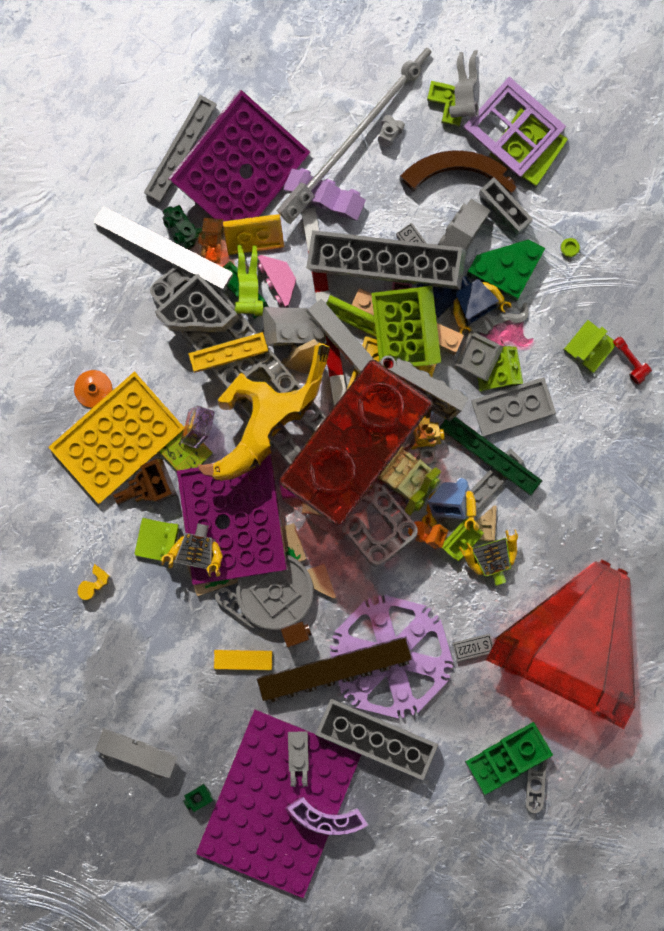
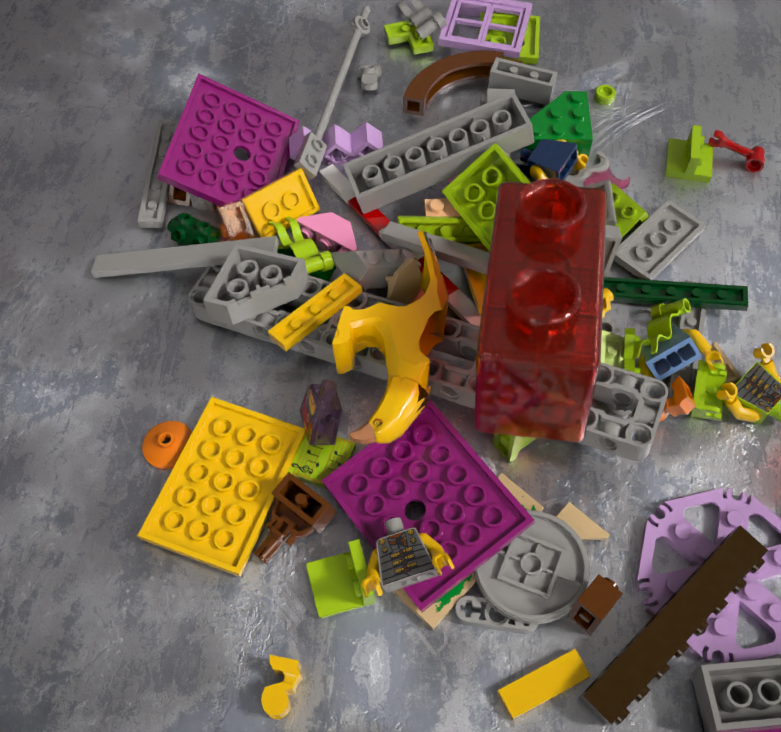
camera: 30 degrees left, 25 degrees down
(472, 470) = (660, 327): none -> lime flag

